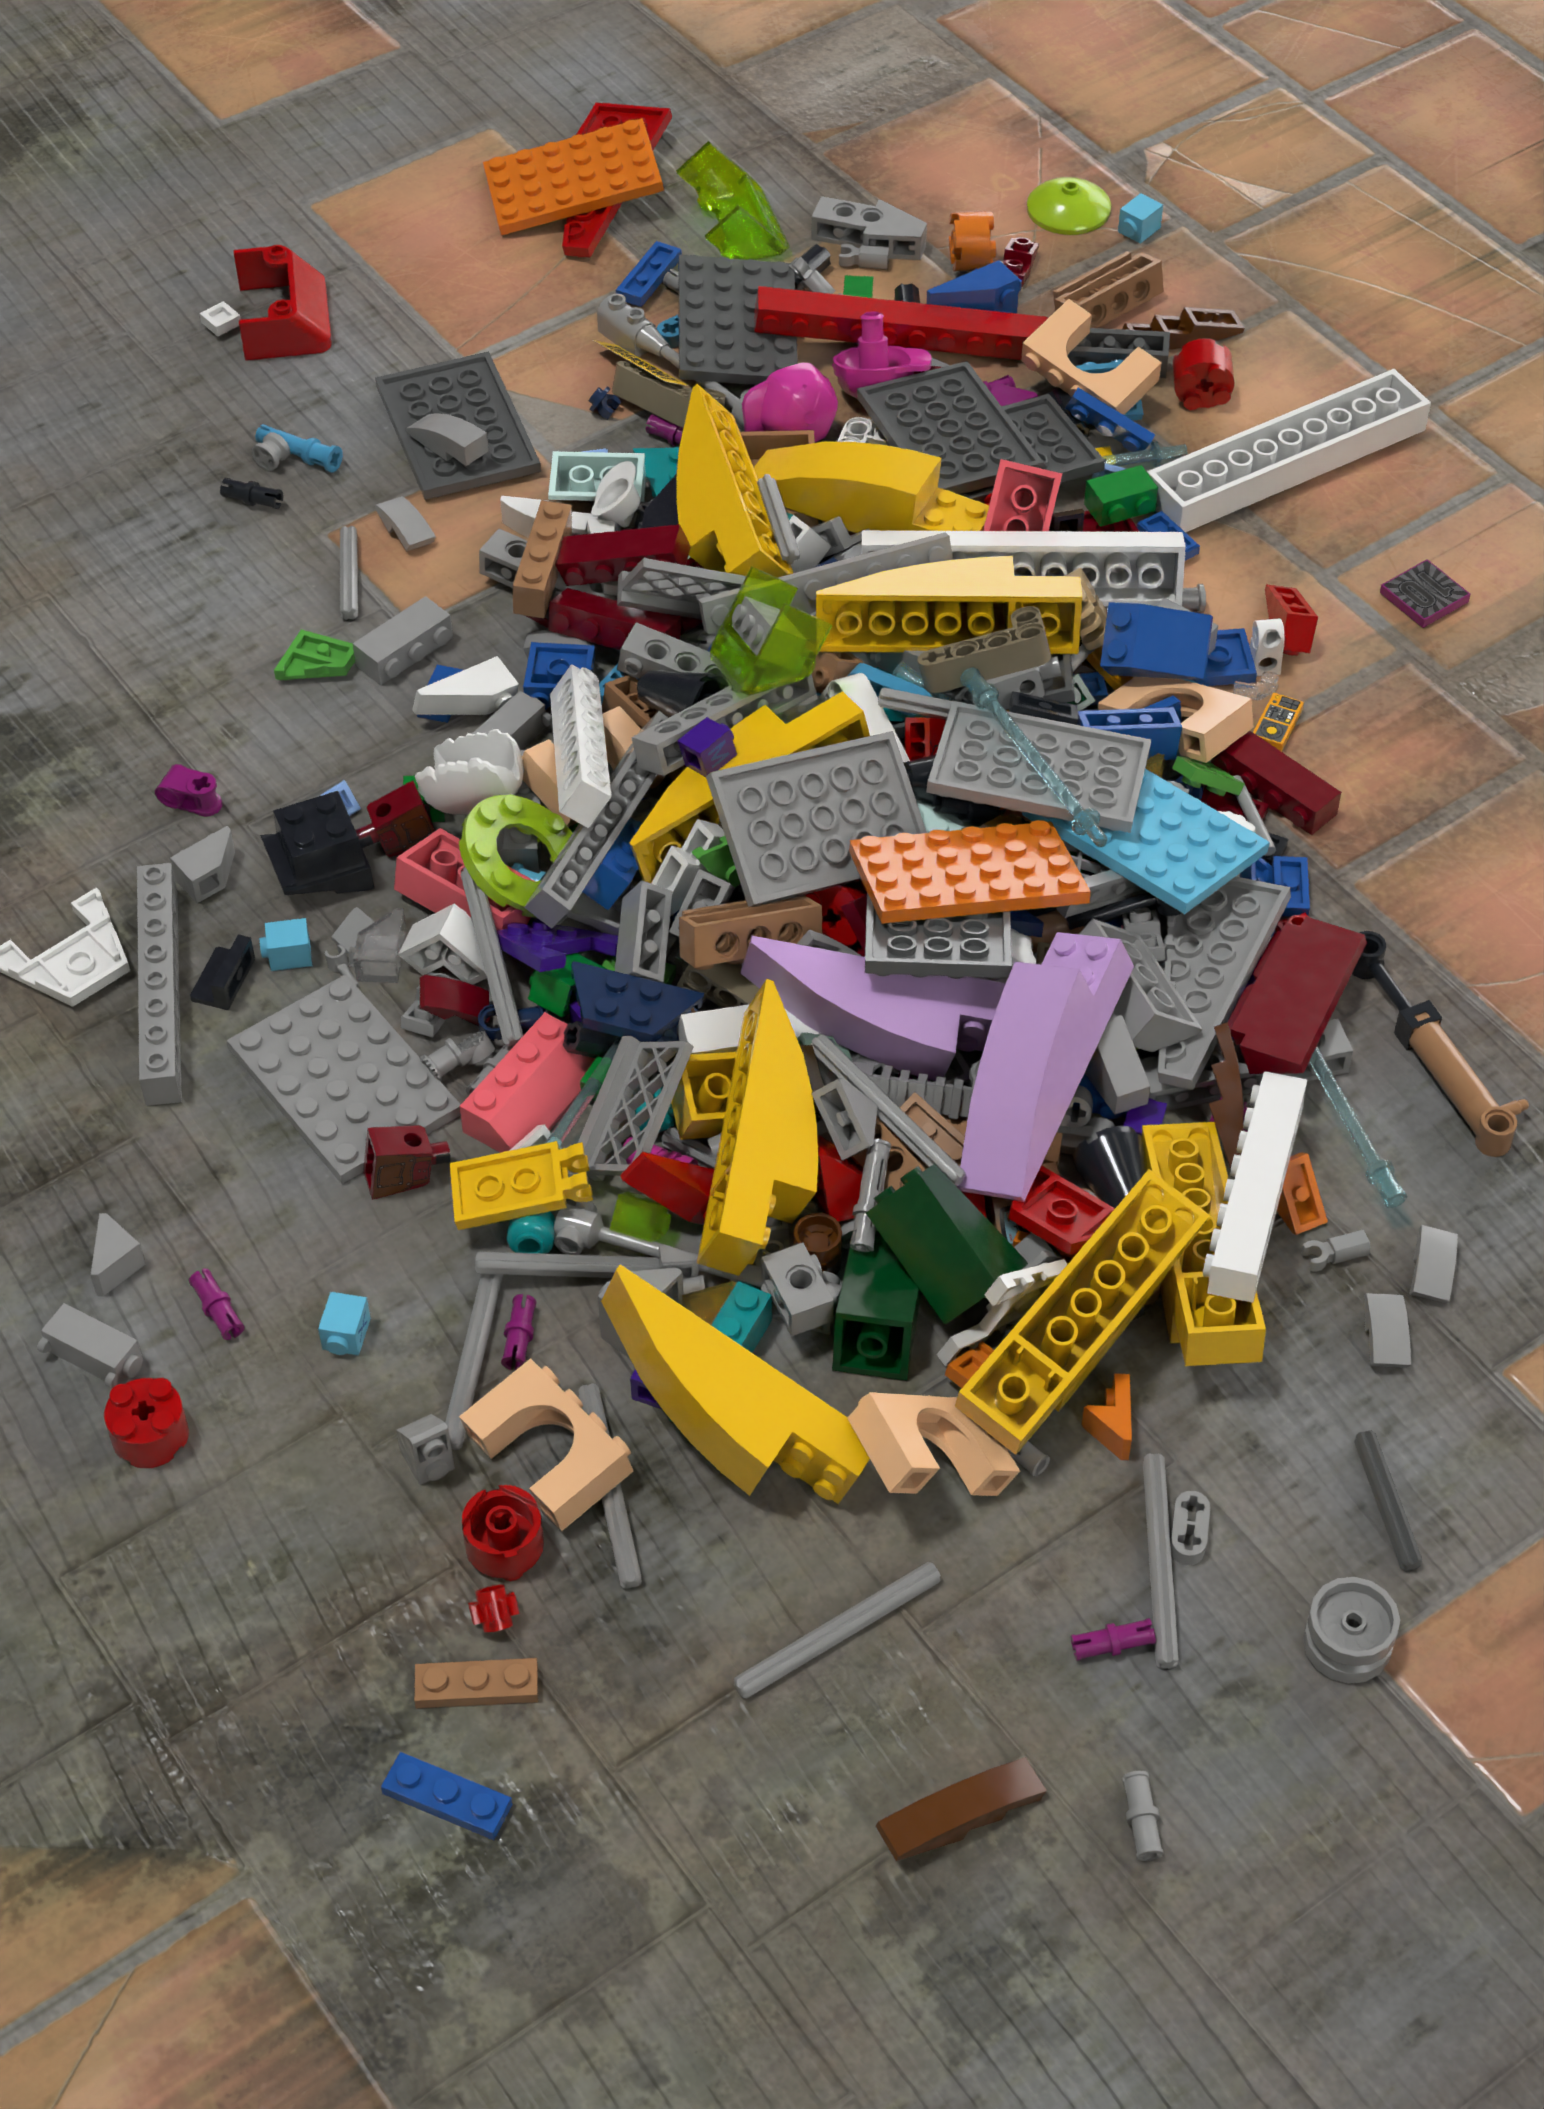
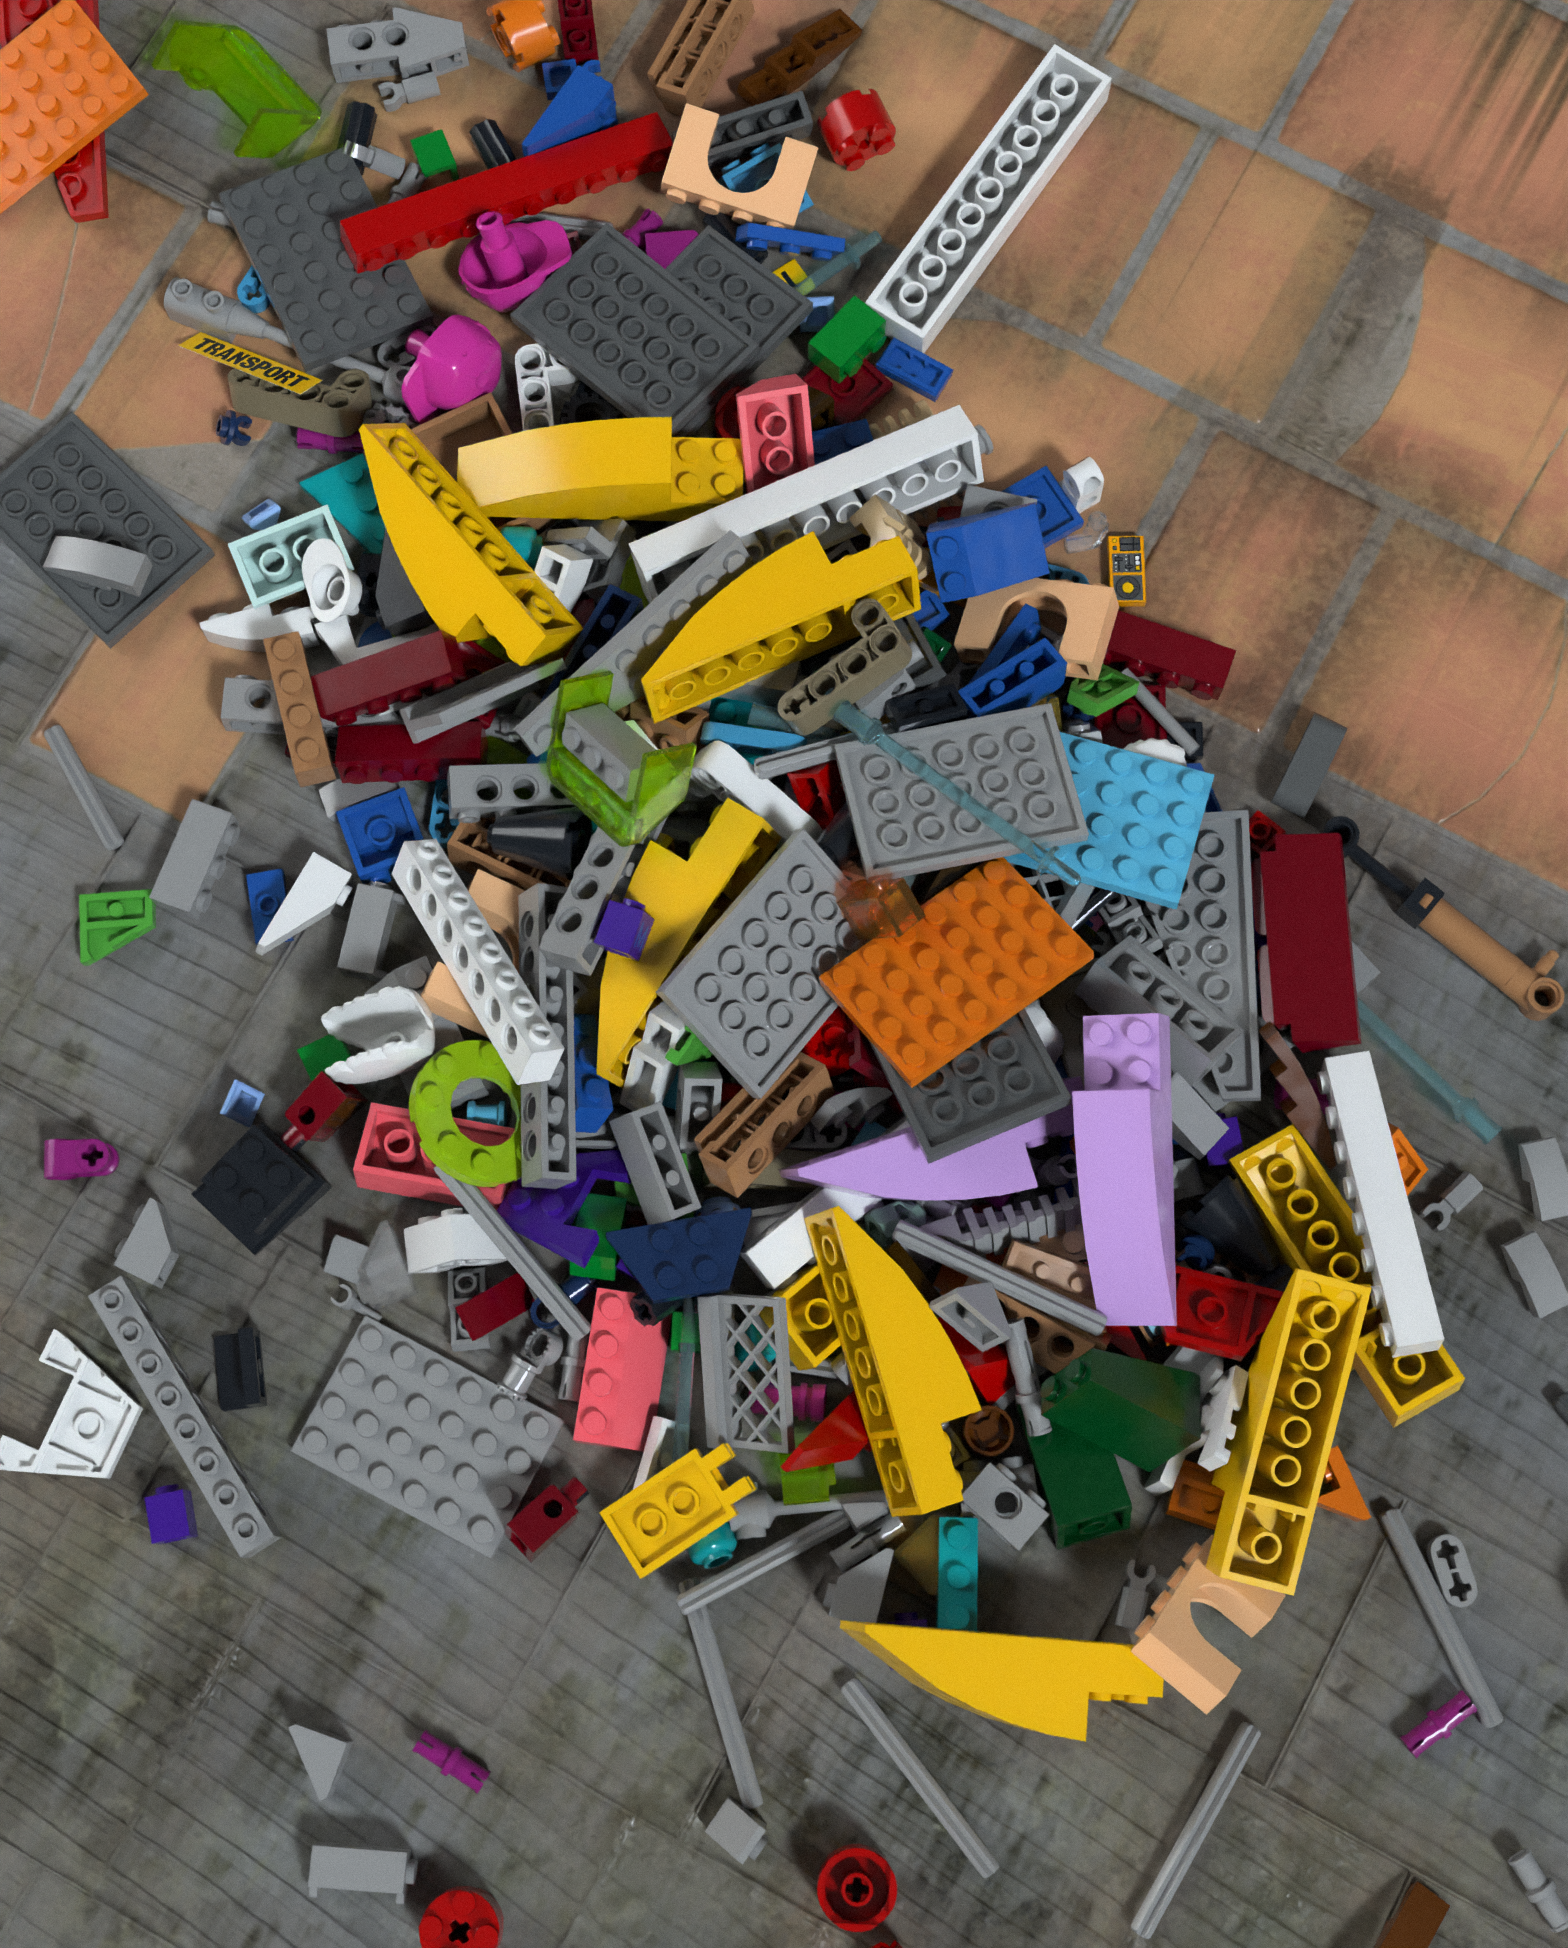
camera: 25 degrees left, 25 degrees up
(103, 1044) = (171, 1515): none -> dark purple brick
(286, 944) = (287, 1308): medium azure brick -> none
(344, 1323) = (587, 1729): medium azure brick -> none
(407, 523) = (110, 694): light grey slope -> none
(518, 1331) = (752, 1652): magenta pin -> none
(534, 1399) = (903, 1770): light nougat arch -> none
(649, 273) = (187, 217): blue plate -> none
(778, 519) = (528, 558): light grey axle -> none
(928, 806) = (880, 908): none -> clear orange brick
(1078, 1175) = (1195, 1251): none -> dark blue plate
(1293, 874) = (1230, 779): blue plate -> none
(1297, 618) = (1084, 427): red slope -> none
(1368, 897) = (1309, 765): none -> dark grey beam
(1425, 593) = (1199, 332): tile -> none

